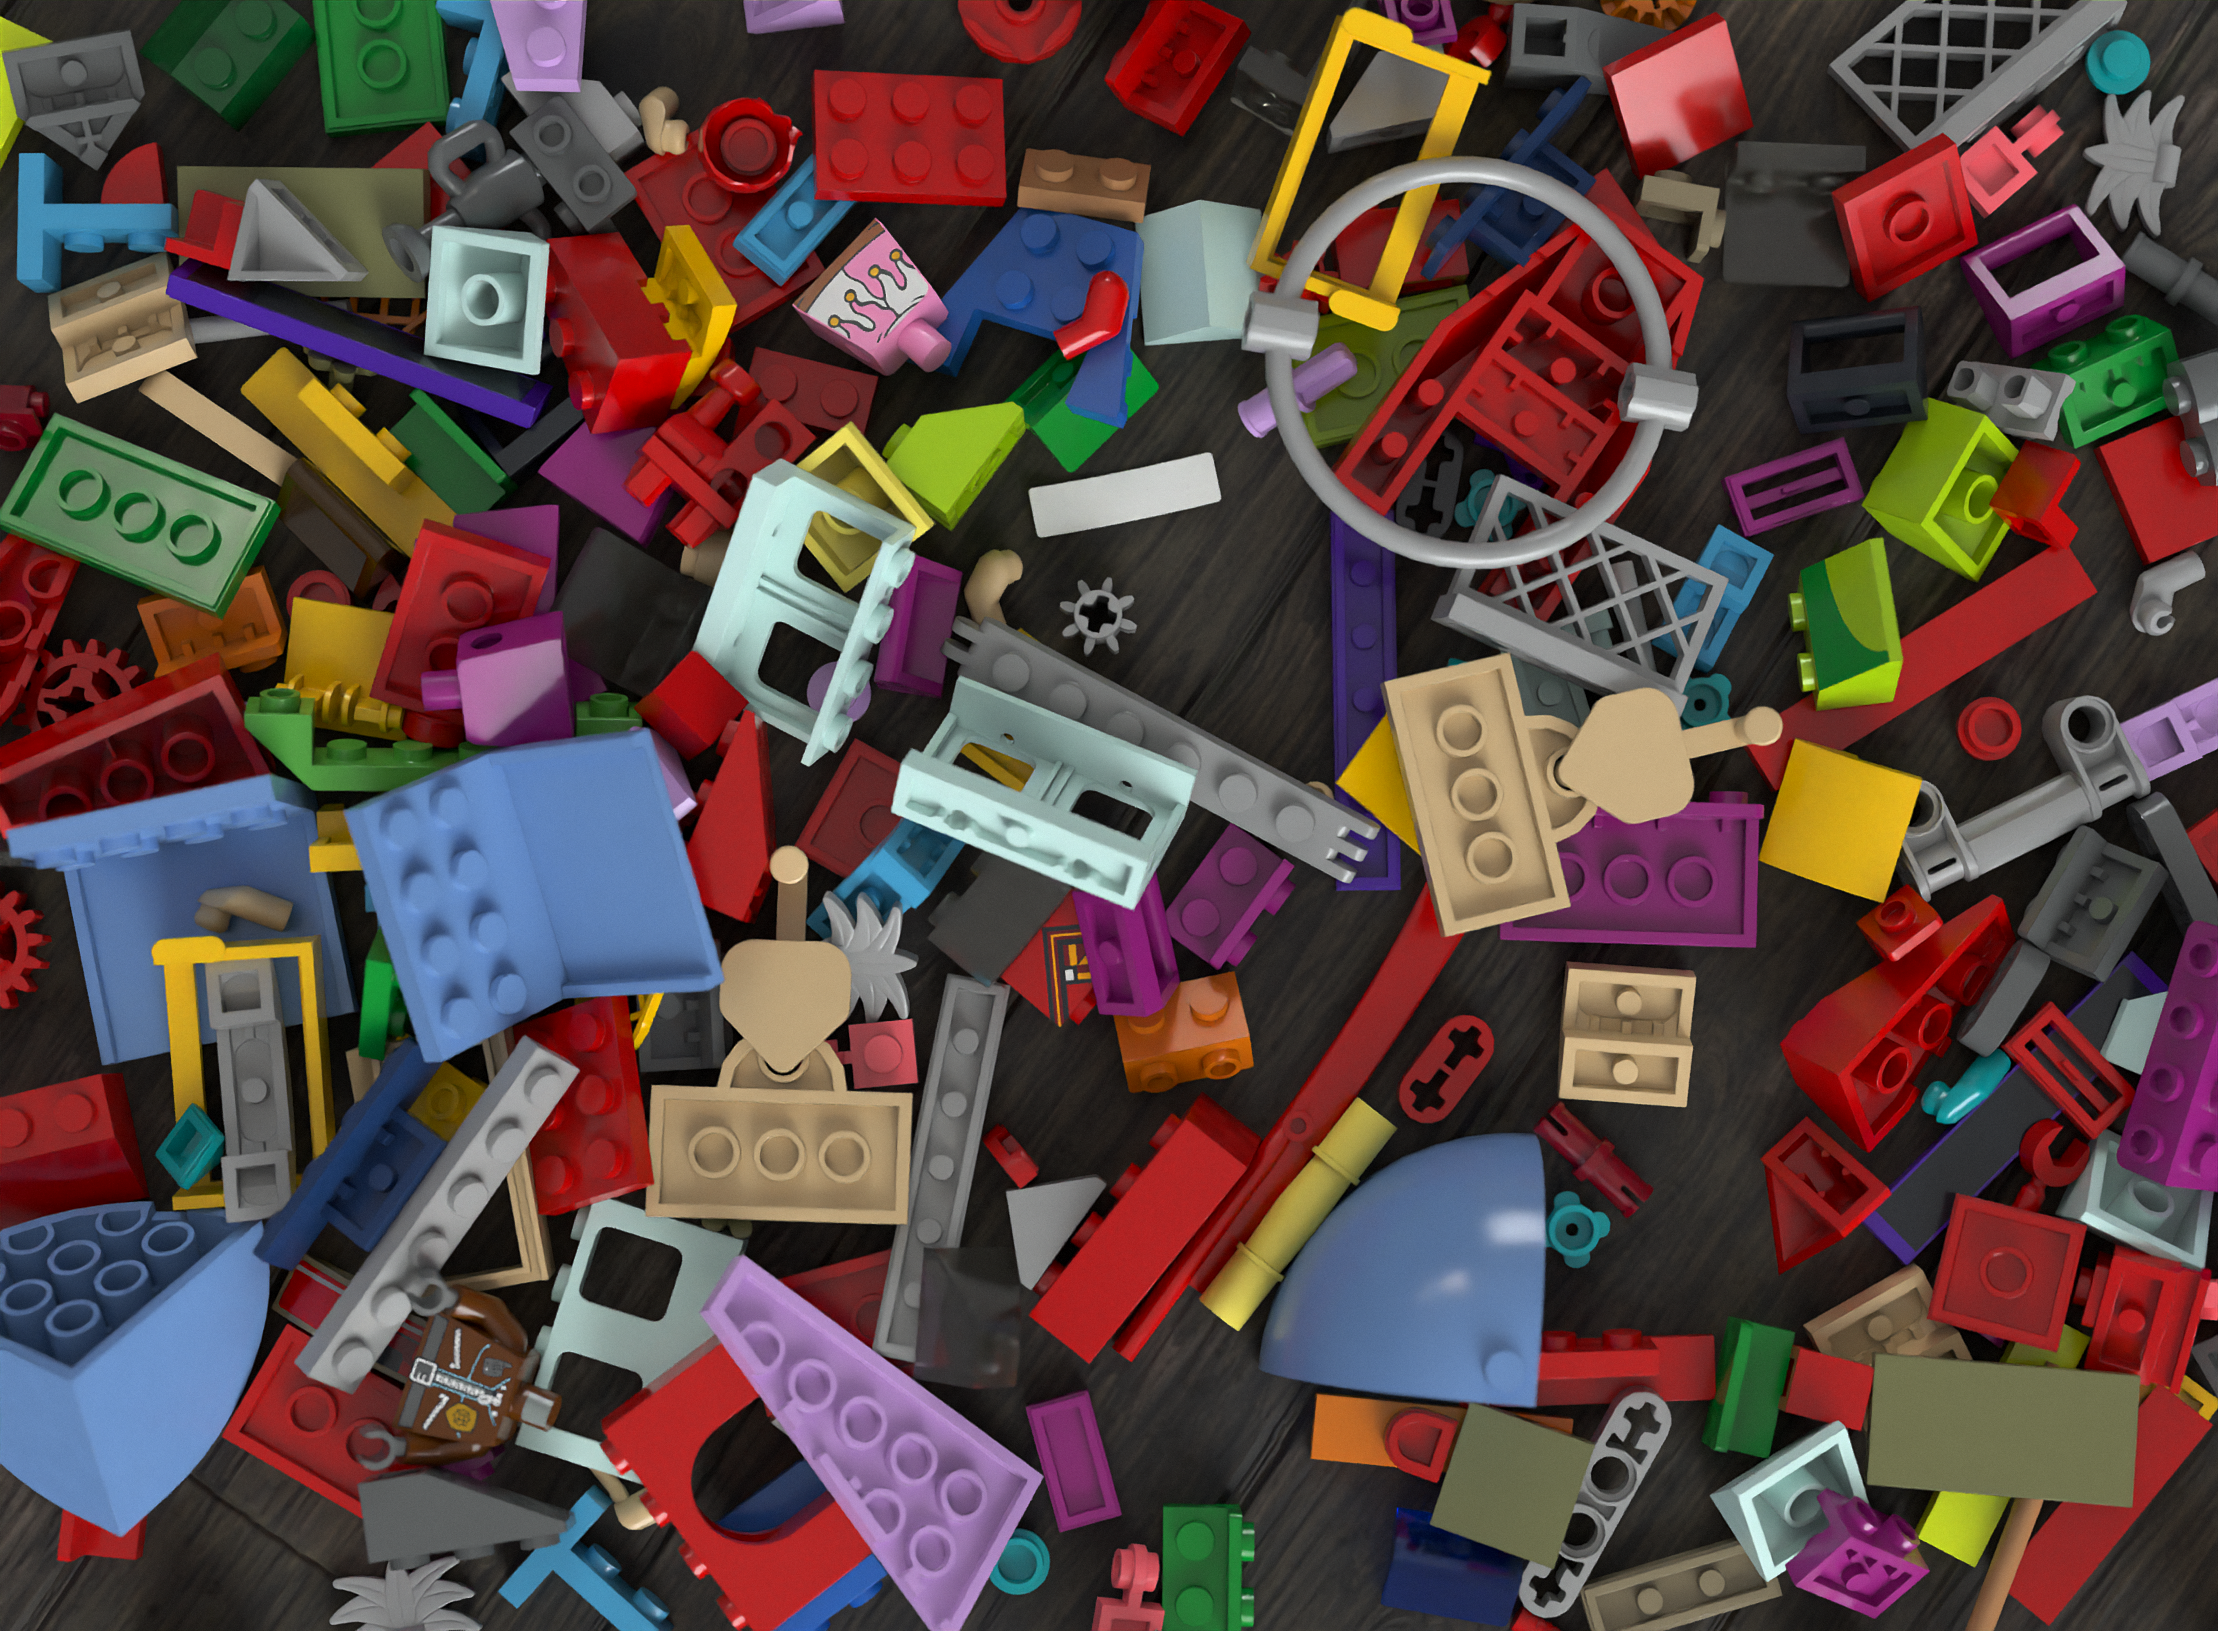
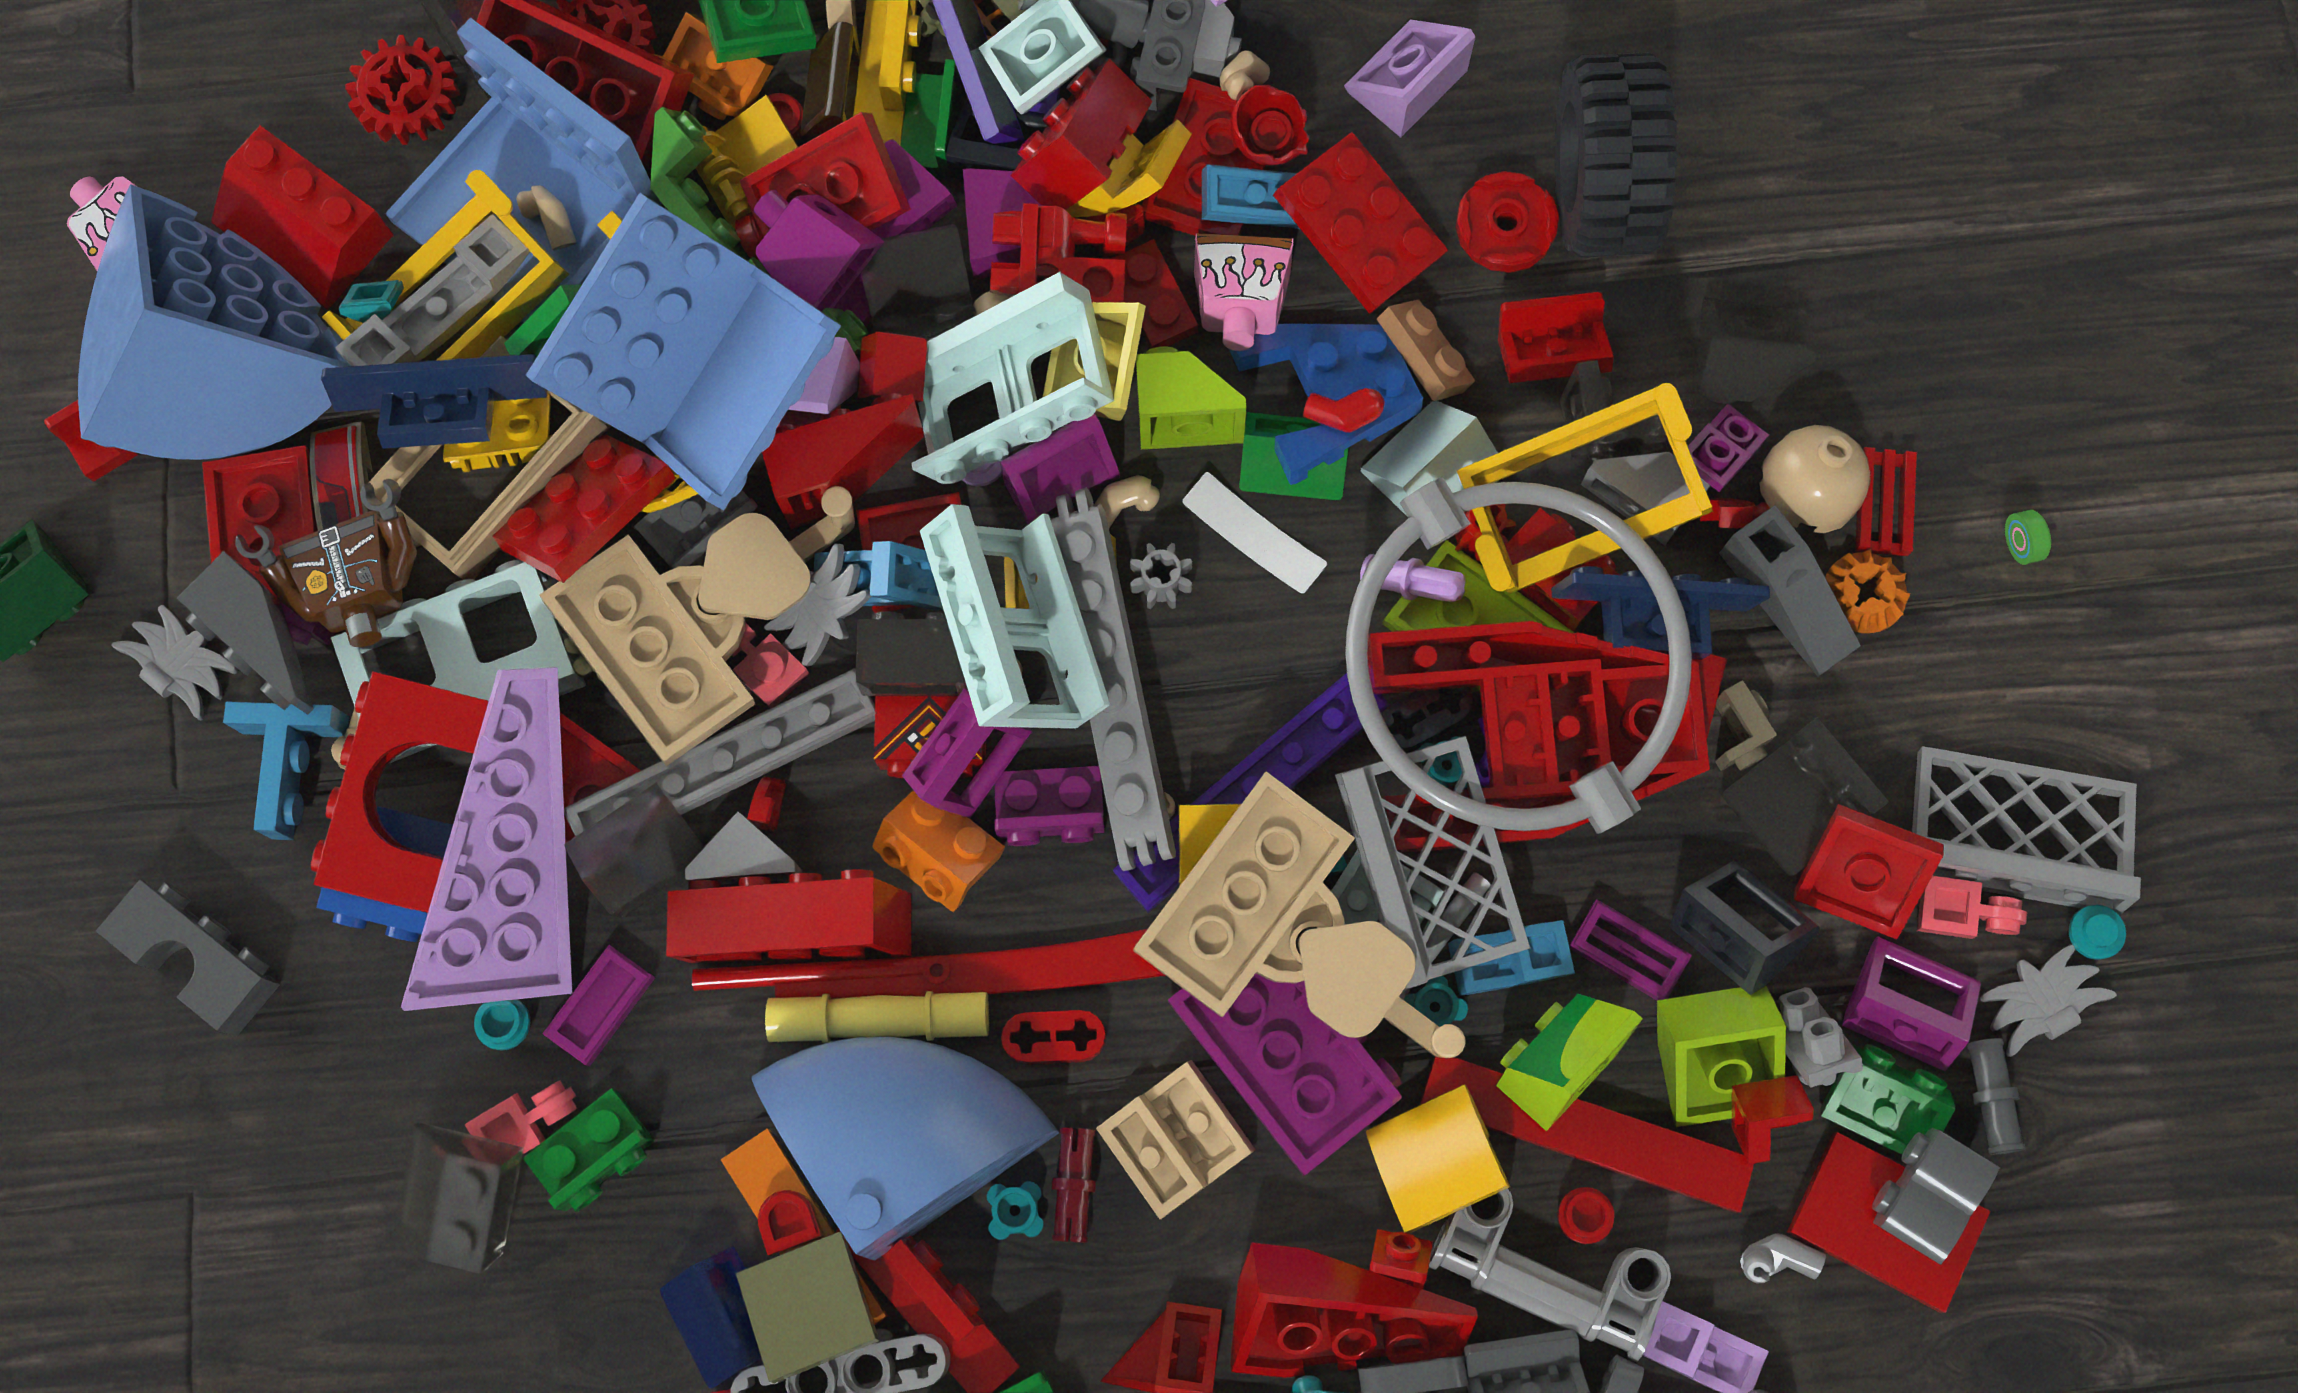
camera: 55 degrees right, 10 degrees down
(437, 1215) = (439, 466): light grey plate -> none
(1678, 96) = (1813, 661): tile -> none

